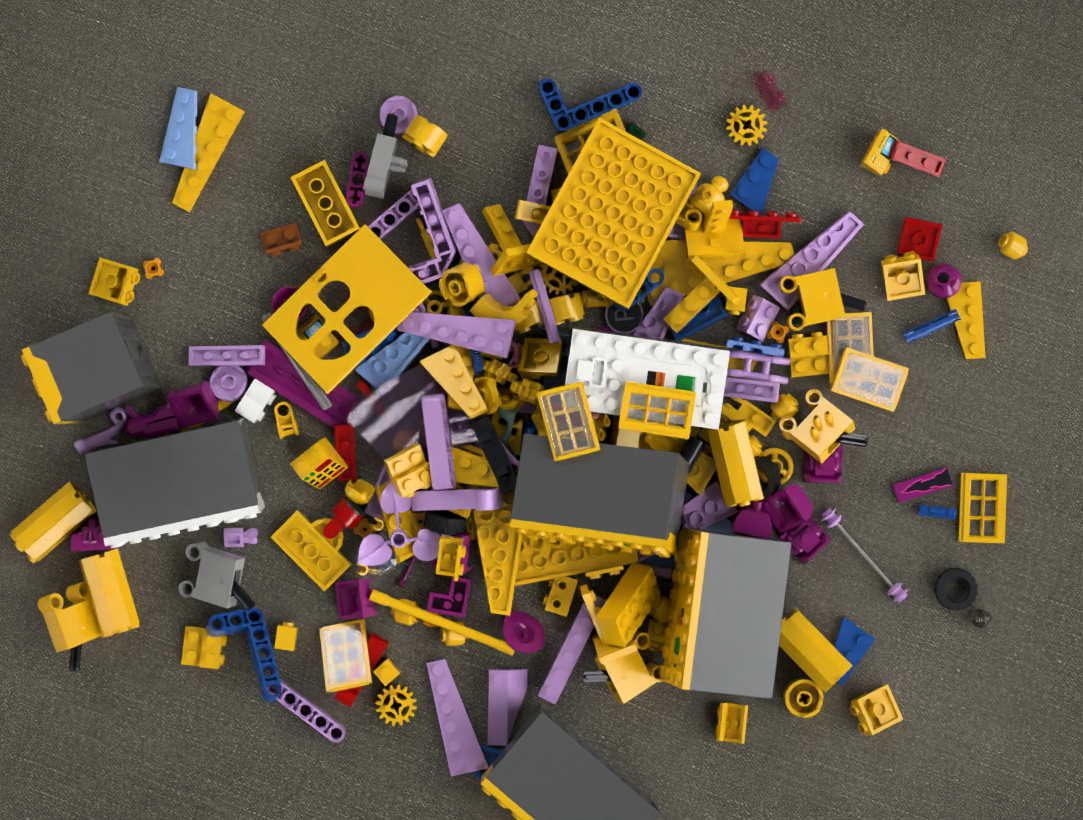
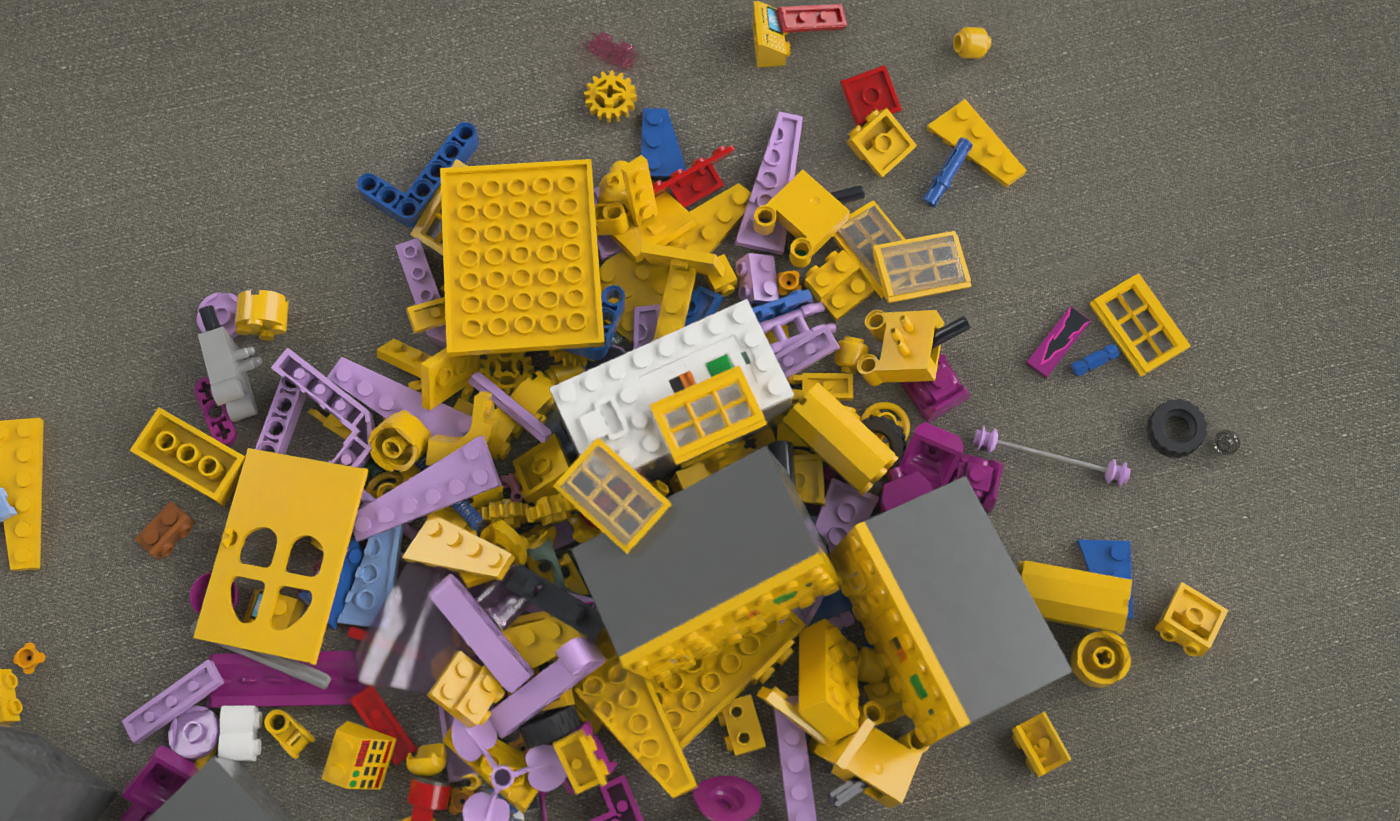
camera: 35 degrees left, 15 degrees down
(944, 290) = (927, 130): magenta piece -> none

